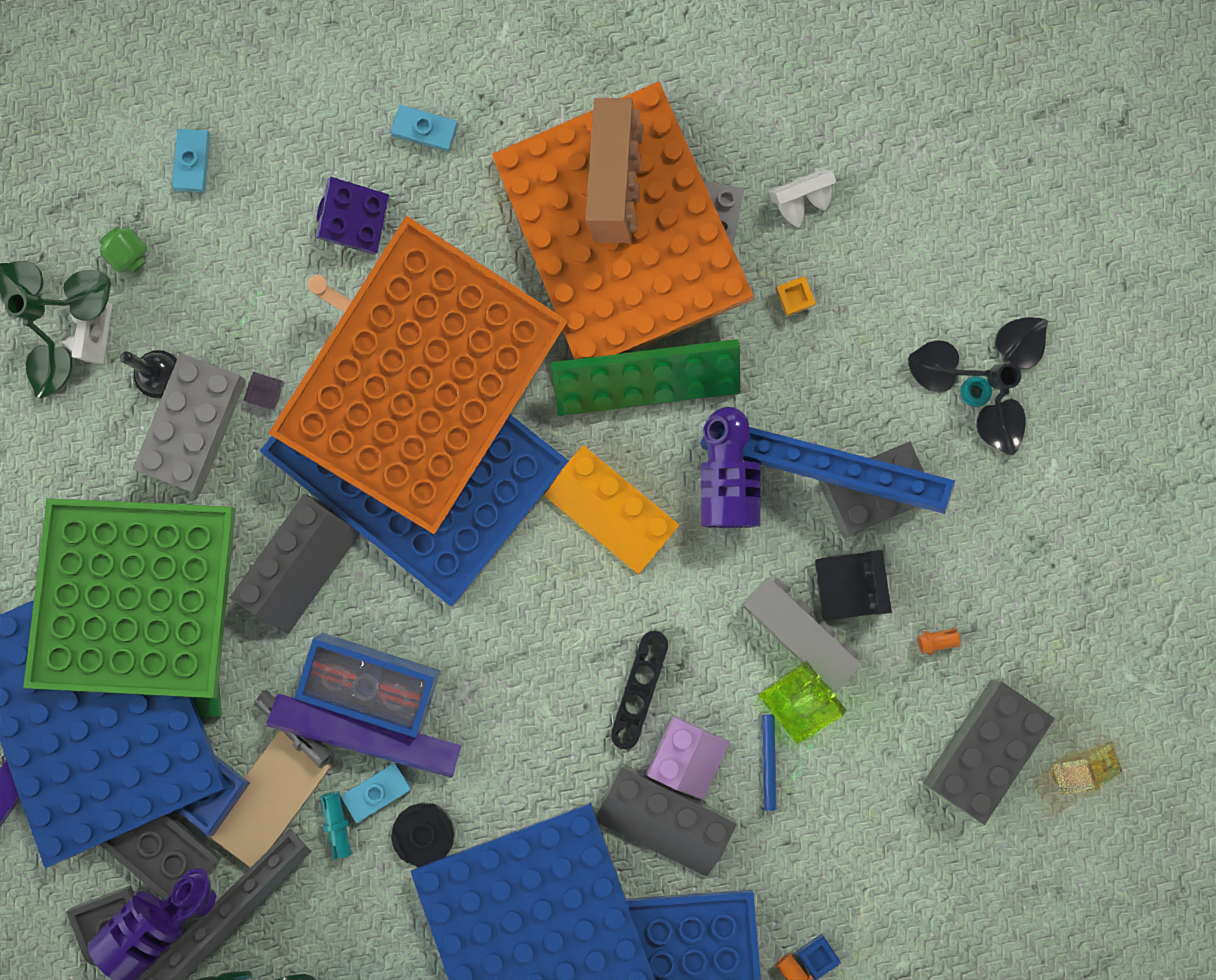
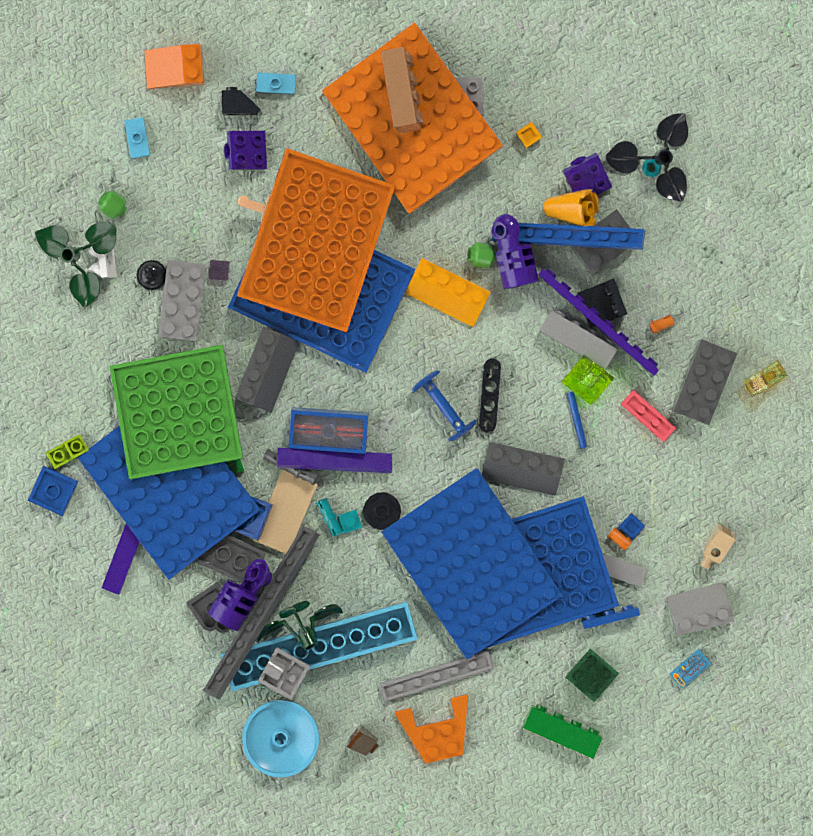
camera: 15 degrees left, 5 degrees up
(278, 66) = (174, 66): none -> orange slope
(356, 144) = (237, 103): none -> black slope
(368, 839) = (350, 521): none -> teal plate
(376, 792) = (348, 492): medium azure plate -> none
(562, 691) = (444, 406): none -> blue hose
(646, 377) = (450, 207): green plate -> none
(678, 464) = (481, 255): none -> bright green head
(687, 758) = (528, 428): lavender slope -> none
(790, 195) = (511, 72): white tile -> none
(841, 422) = (573, 207): none -> light orange cone
(849, 623) = (605, 326): none -> dark purple plate
(872, 383) = (587, 174): none -> dark purple plate
(884, 783) = (648, 416): none -> coral tile

